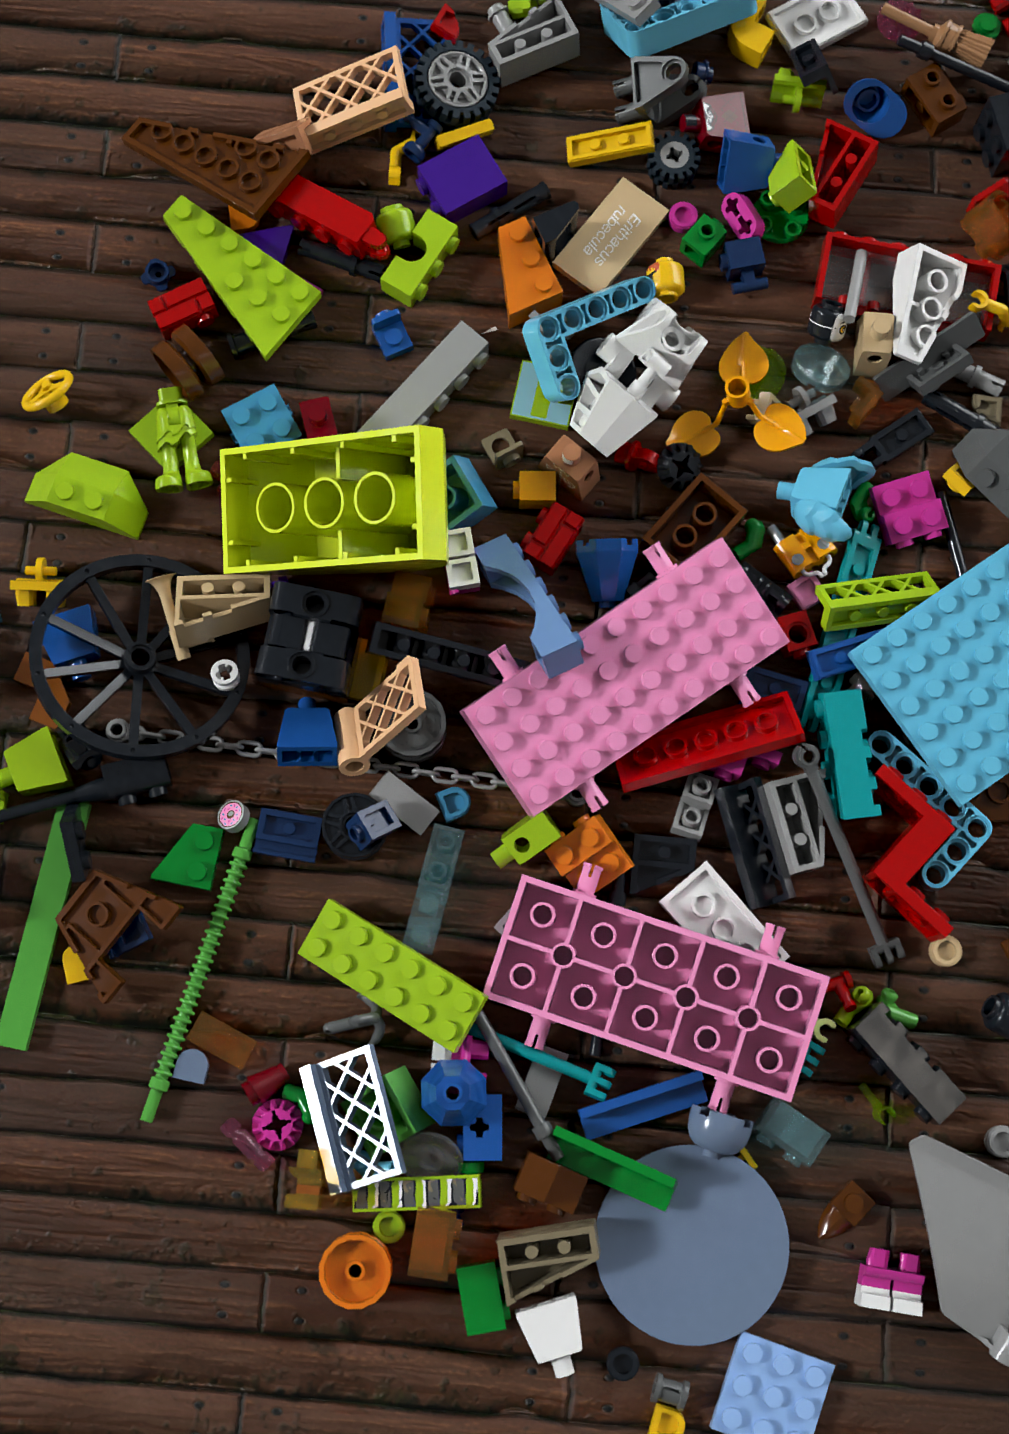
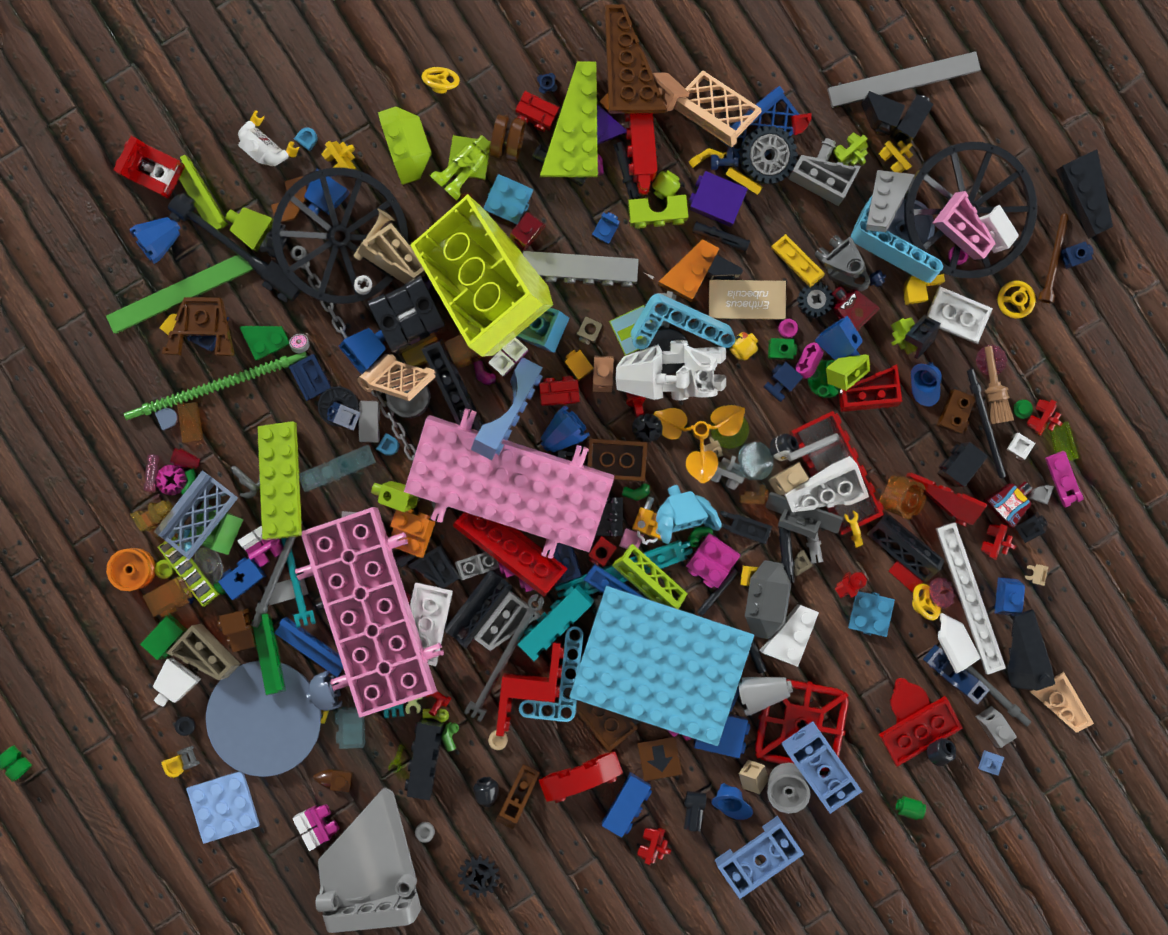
camera: 55 degrees right, 10 degrees up
(74, 842) = (226, 277): black wing -> none
(457, 618) = (482, 375): none -> magenta arm
(471, 1088) = (245, 553): blue cone -> none

